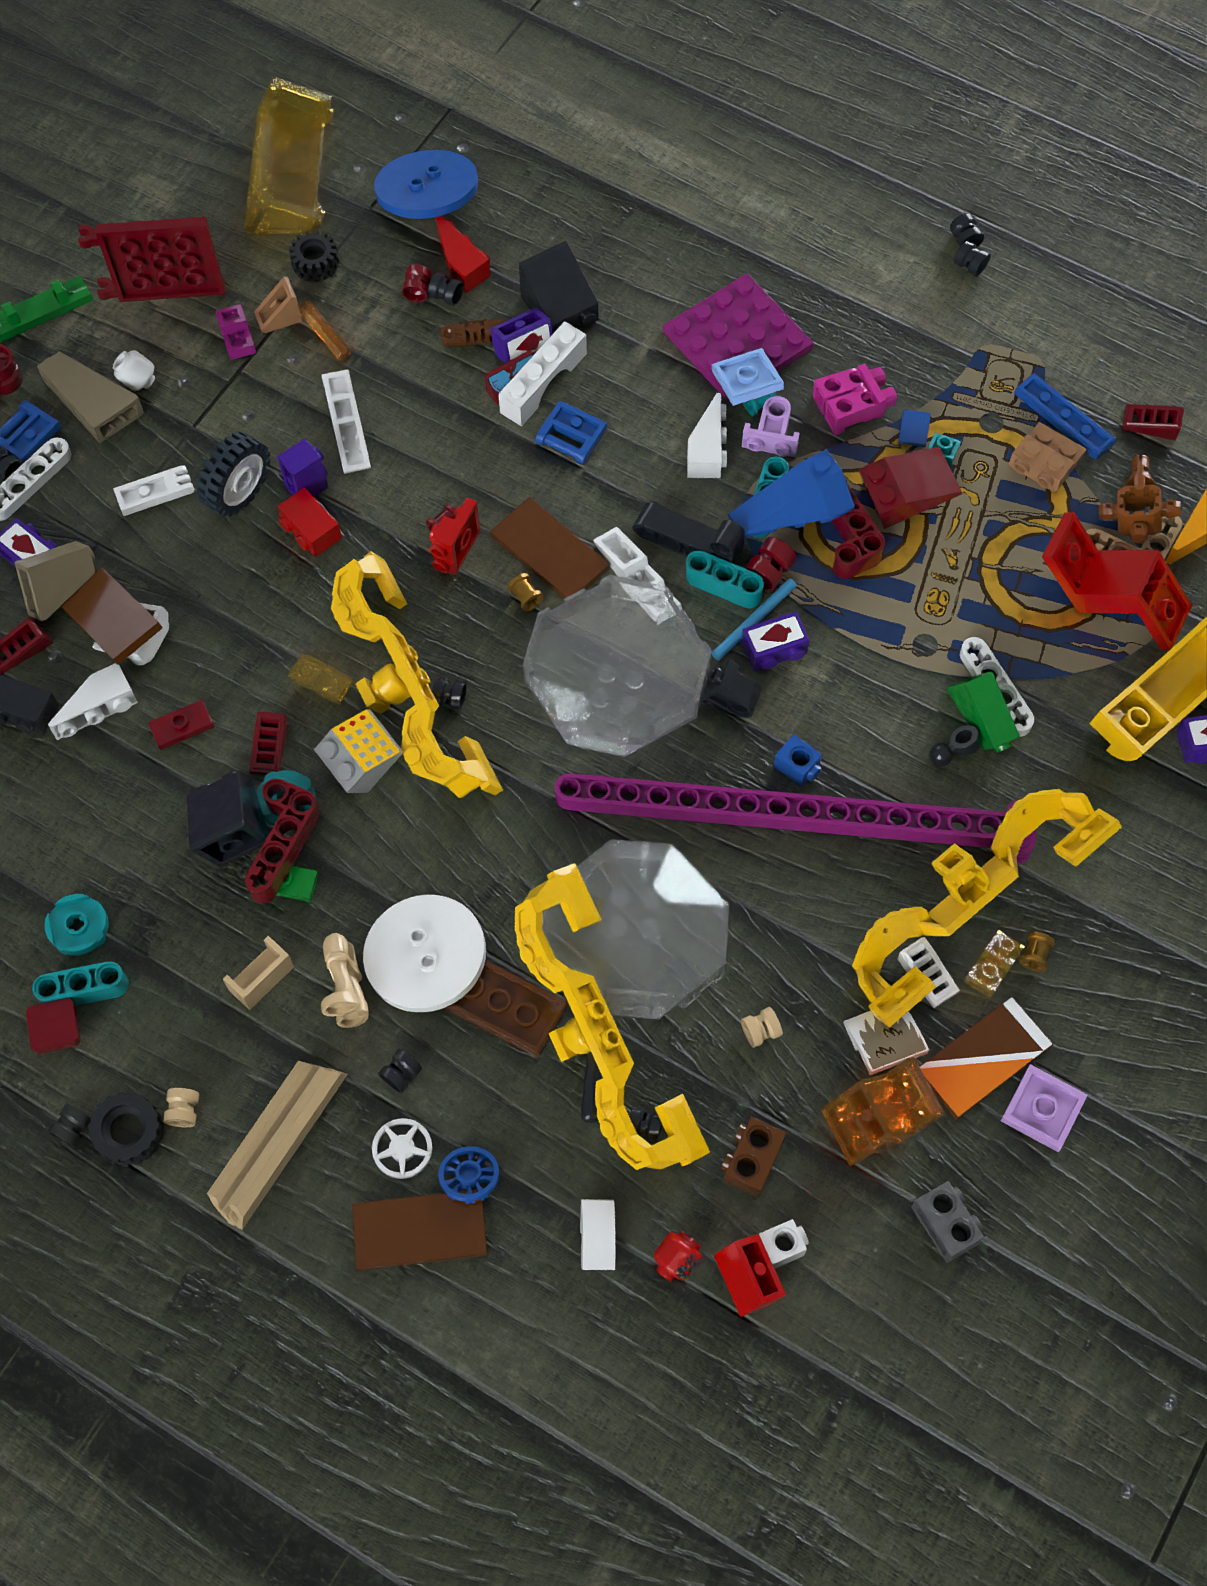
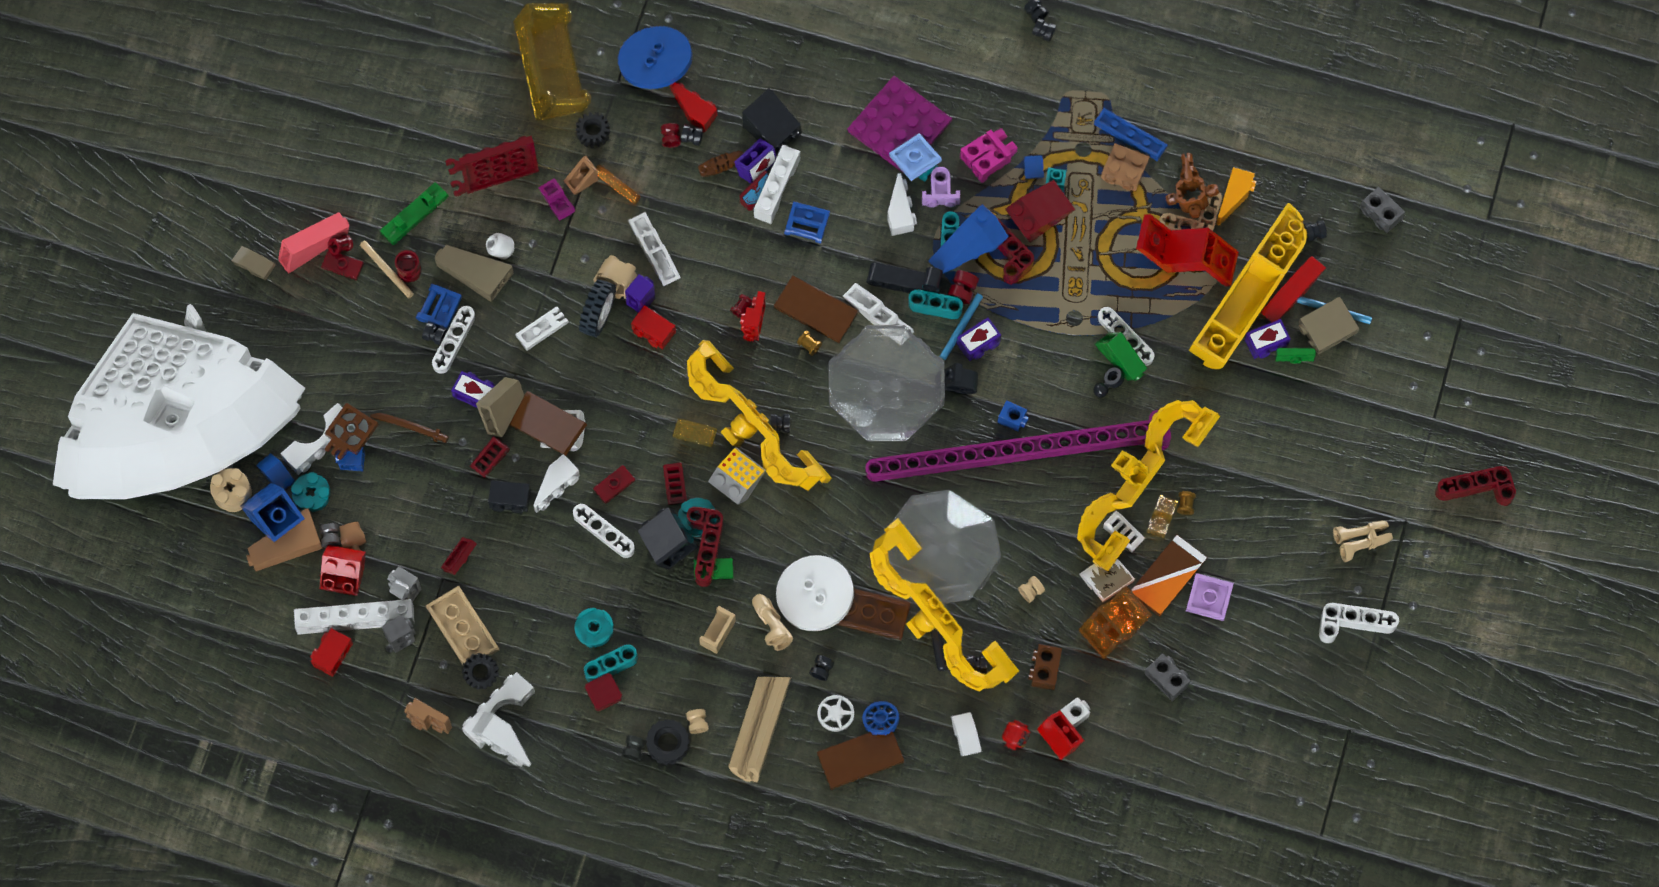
camera: 15 degrees left, 5 degrees up
(143, 786) = (603, 531): none -> white beam
(278, 435) = (617, 273): none -> tan brick
(1164, 413) = (1196, 130): dark red slope -> none

